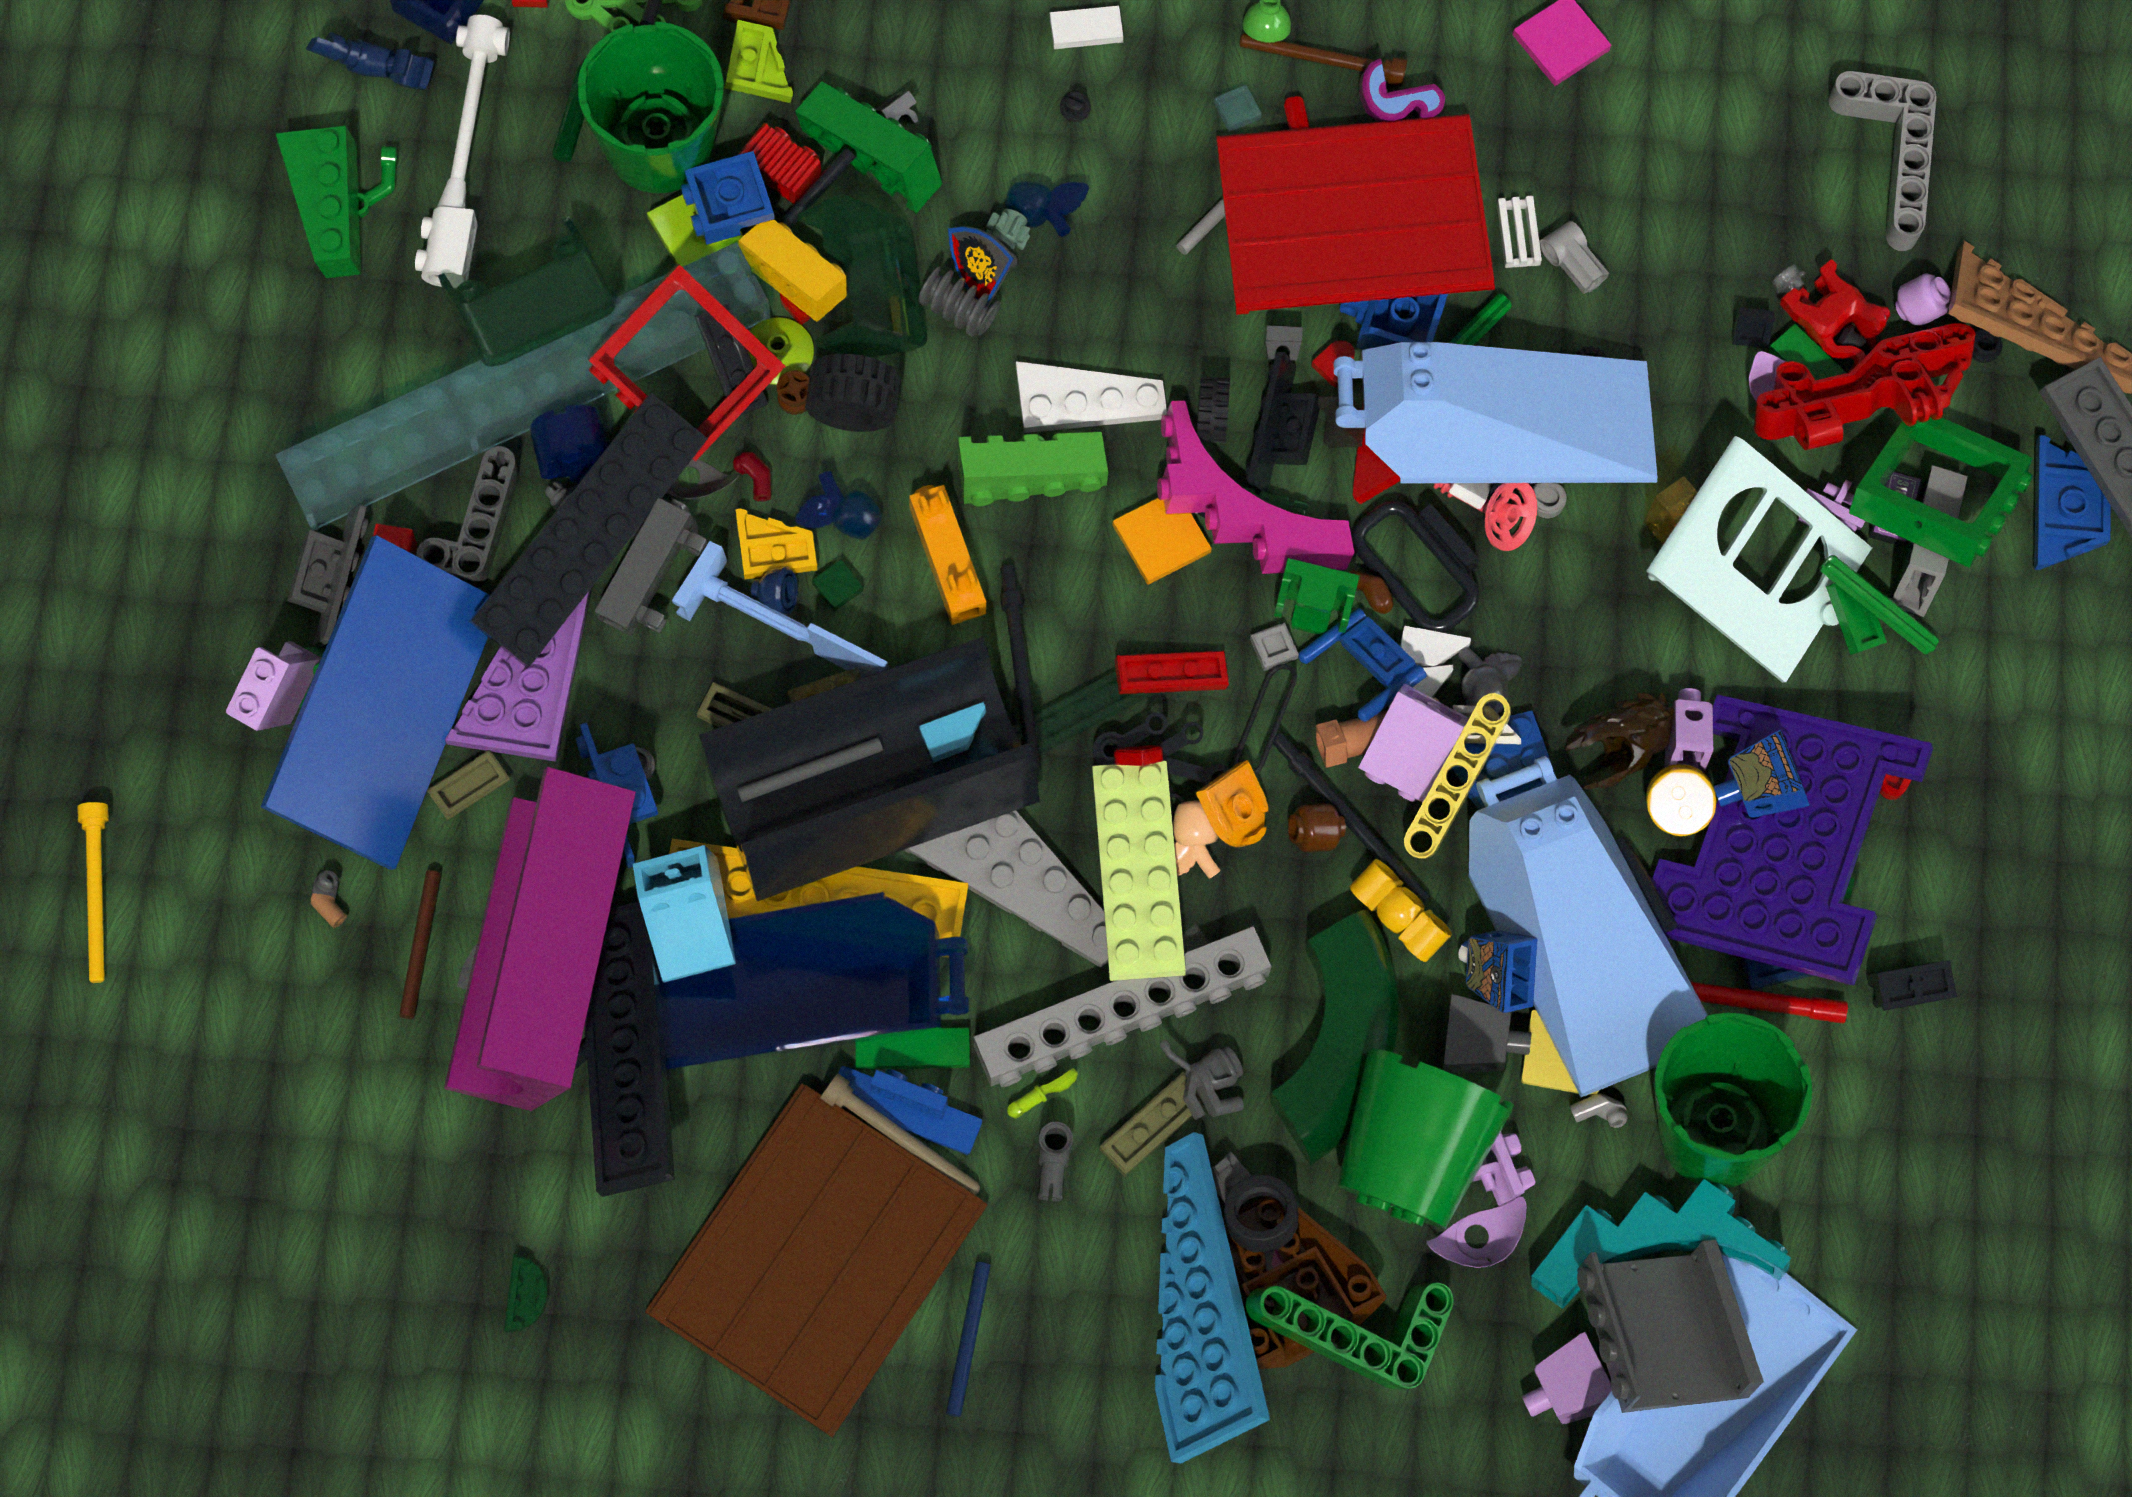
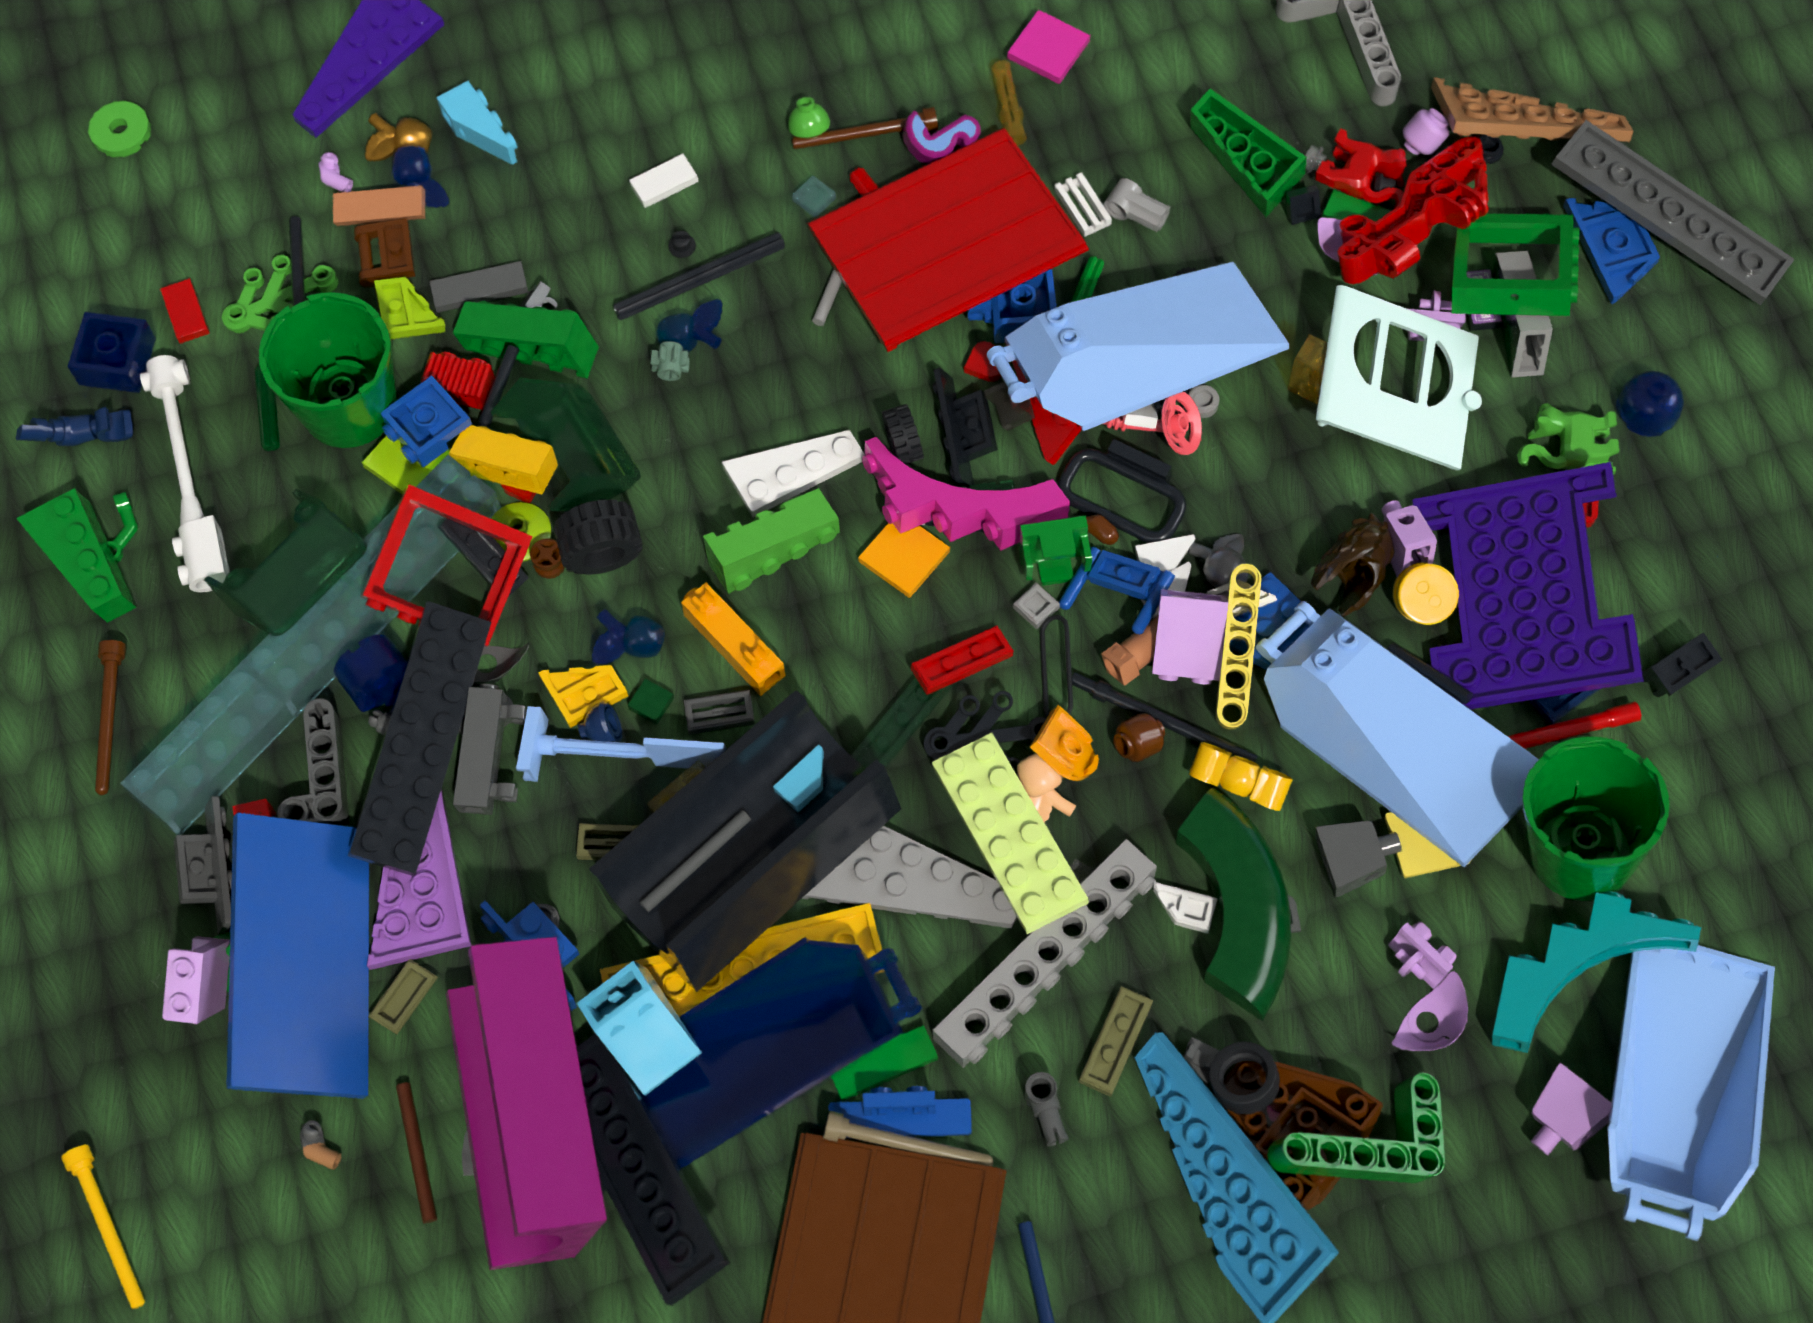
camera: 15 degrees left, 5 degrees down
(316, 316) = (111, 654): none -> reddish brown piece
(760, 473) = (536, 631): dark red arm -> none
(844, 68) = (479, 286): none -> dark grey tile
(898, 637) = (723, 723): none -> dark grey tile
(957, 303) = (654, 433): dark grey piece -> none
(980, 259) = (658, 393): shield -> none
(1012, 604) = (805, 658): black bar -> none
(1038, 1094) = (1007, 1056): lime piece -> none
(1078, 148) = (698, 276): none -> black axle
(1138, 755) = (966, 737): red tile -> none
(1213, 1072) = (1147, 976): dark grey piece -> none
(1282, 337) = (933, 356): dark grey tile -> none
(1286, 1020) = (1186, 907): none -> white tile
(1418, 1139) = (1348, 957): green cone -> none
(1483, 120) = (1002, 77): none -> clear yellow pin
(1501, 968) = (1347, 788): blue torso -> none
(1602, 1106) = (1480, 869): light grey arm -> none
(1670, 1330) = (1634, 1029): dark grey panel -> none
(1721, 246) = (1247, 150): none -> green wedge
(1763, 779) = (1488, 547): torso -> none
(1857, 623) = (1492, 392): green tile -> none
(1879, 604) = (1507, 376): green axle -> none
(1919, 710) = (1577, 439): none -> bright green animal
(2021, 695) = (1650, 403): none -> clear blue cylinder

